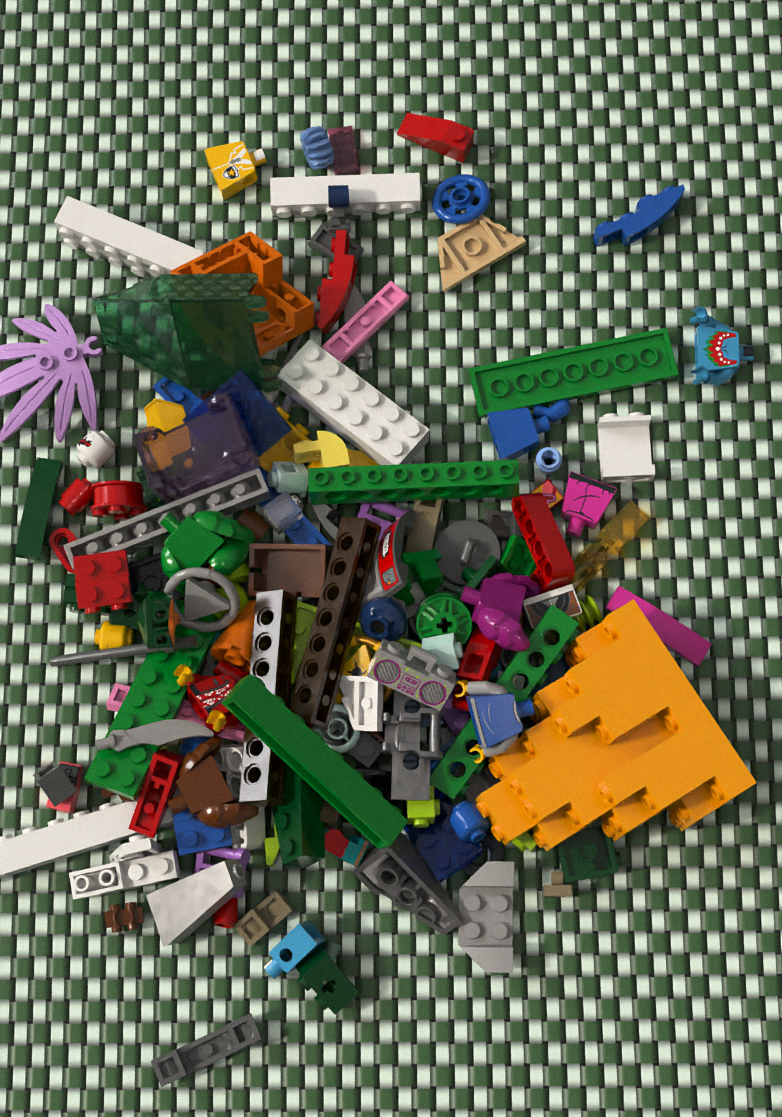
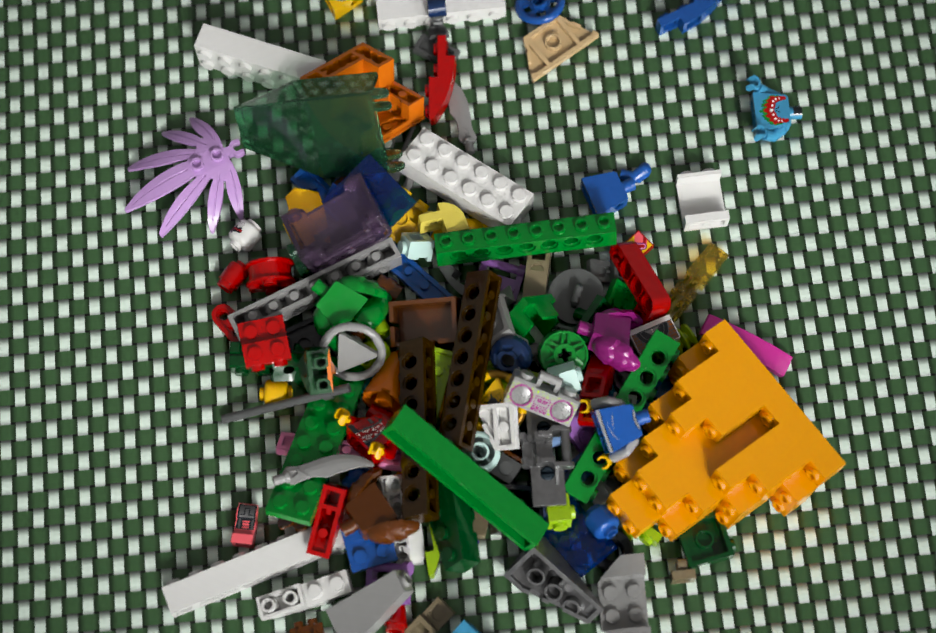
camera: 10 degrees left, 5 degrees down
(38, 509) = (200, 290): dark green slope -> none
(54, 783) = (237, 519): dark grey brick -> none
(138, 847) = (315, 568): white wing -> none
(283, 512) = (414, 274): clear brick -> none
(347, 850) = (495, 556): leg -> none
(366, 322) = (470, 110): bright pink plate -> none
(391, 570) = (514, 311): slope -> none
(551, 456) = (637, 214): light blue cone -> none
(574, 372) = (651, 140): green plate -> none
(585, 503) = (672, 247): dark pink torso -> none

